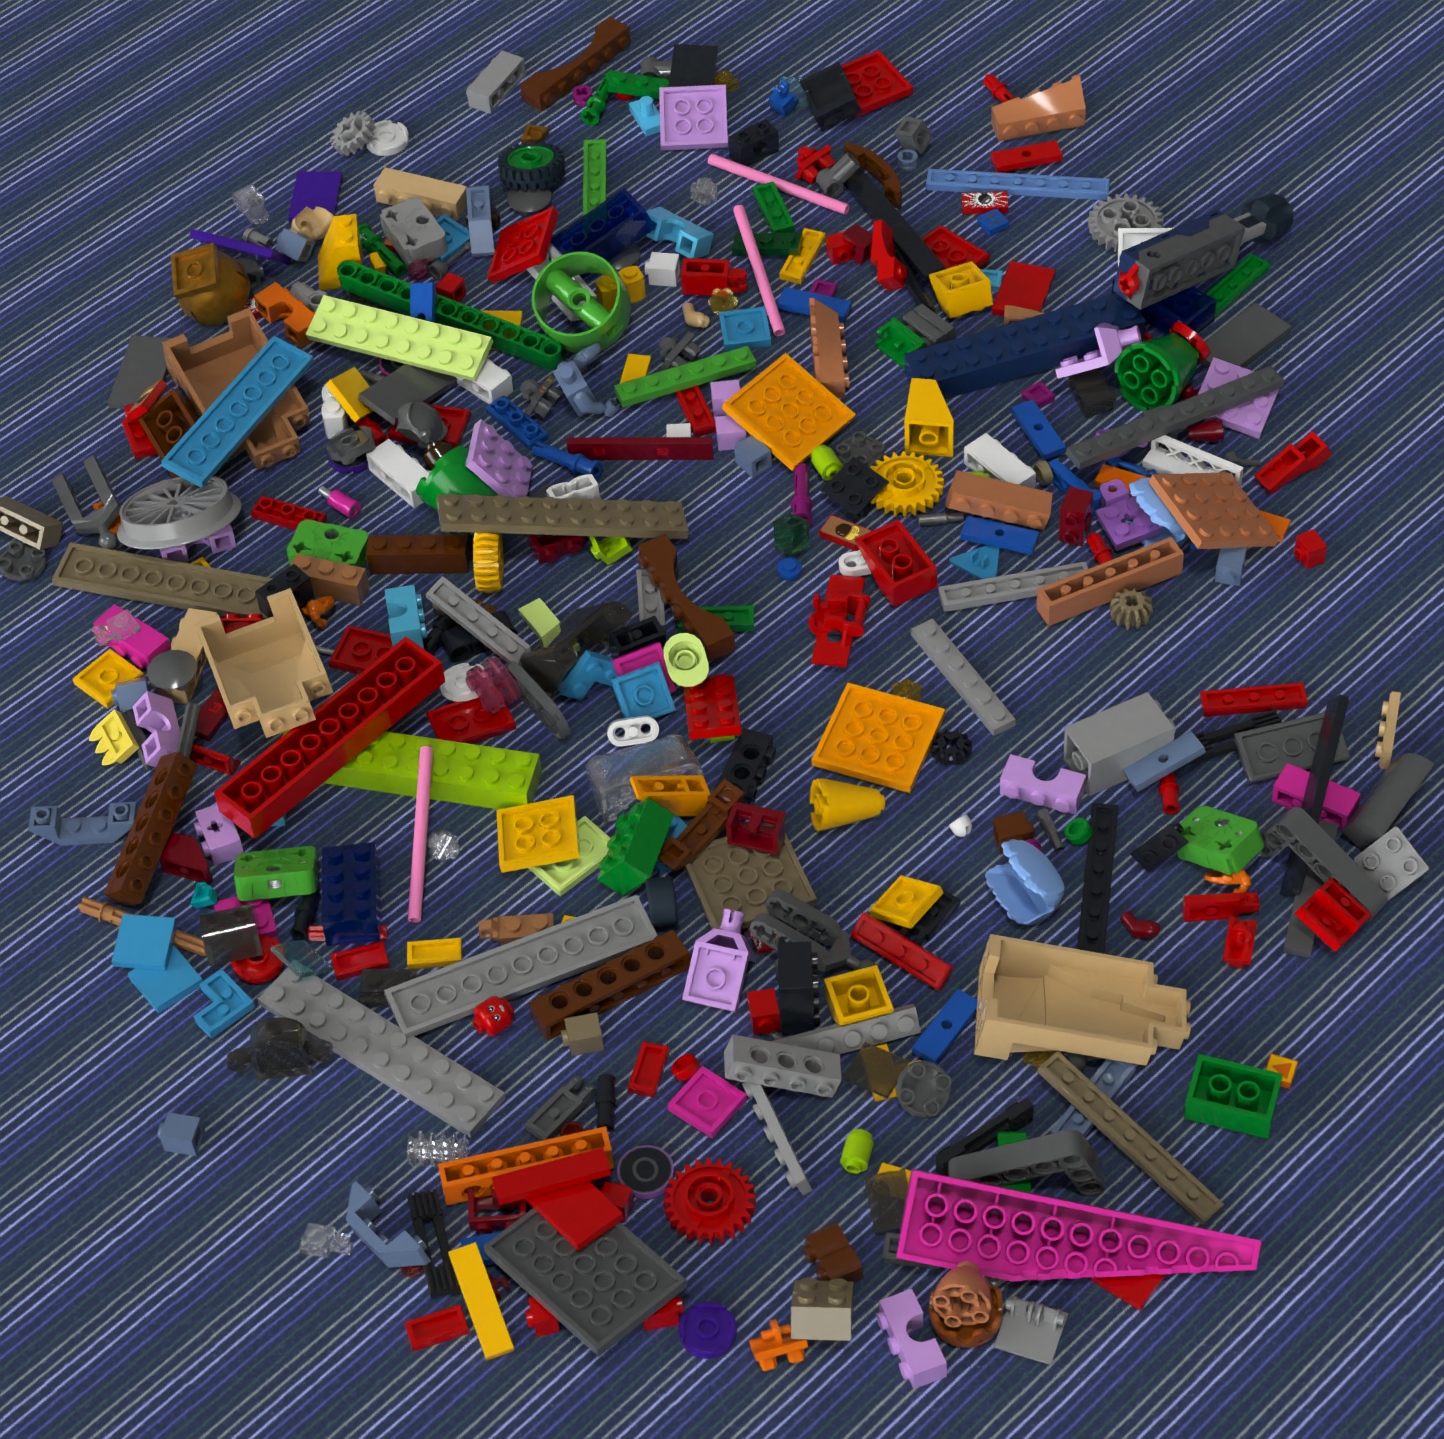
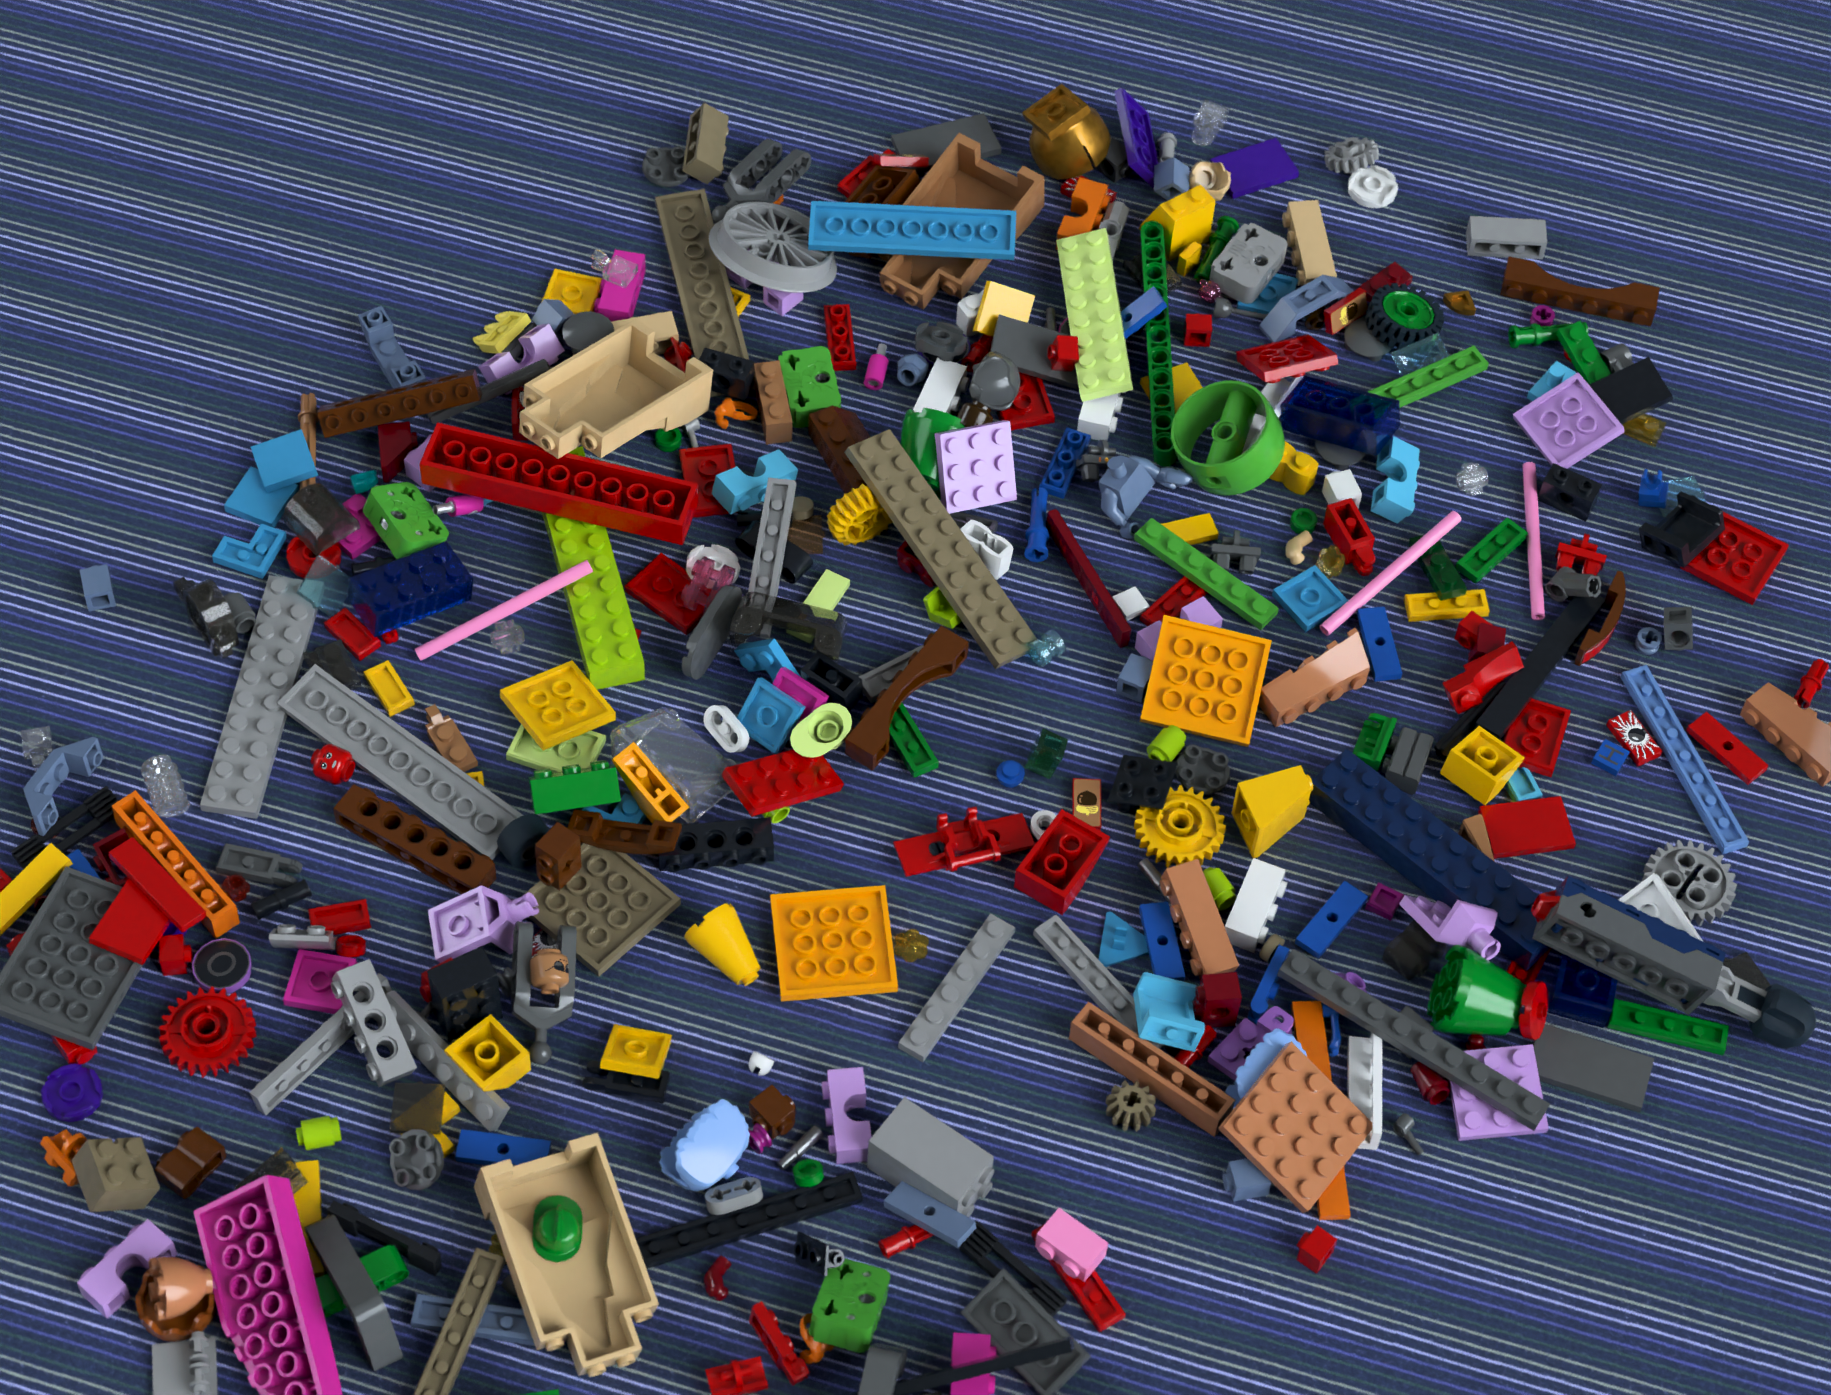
camera: 55 degrees right, 5 degrees up
(283, 830) = (460, 505): none -> dark pink piece
(359, 479) = (912, 369): none -> sand blue rock
(424, 371) = (1063, 353): none -> red plate
(485, 168) = (1391, 274): none -> dark red plate
(500, 196) = (1345, 311): none -> tile
(573, 170) = (1419, 354): none -> clear light blue slope
(583, 1034) = (348, 846): dark tan brick -> none
(665, 1091) = (313, 938): none -> light grey slope
(671, 304) = (1302, 520): none -> green tile
(689, 499) = (1047, 647): none -> clear light blue wheel
(702, 875) = (558, 856): none -> reddish brown brick
(752, 833) = (643, 878): dark red window -> none
(801, 503) = (1100, 746): magenta pin -> none
(810, 920) = (549, 970): none -> medium nougat head
(824, 288) = (1408, 644): magenta tile -> none
(902, 951) = (575, 1074): red tile -> none
(951, 755) = (865, 1023): black gear -> none
(1043, 1008) = (557, 1228): none -> green piece
(1061, 553) = (1167, 1012): none -> medium azure panel
(1077, 886) = (733, 1195): none -> light grey beam
(1235, 686) = (1071, 1245): none -> bright pink brick
(1292, 462) = (1433, 1184): red slope -> none

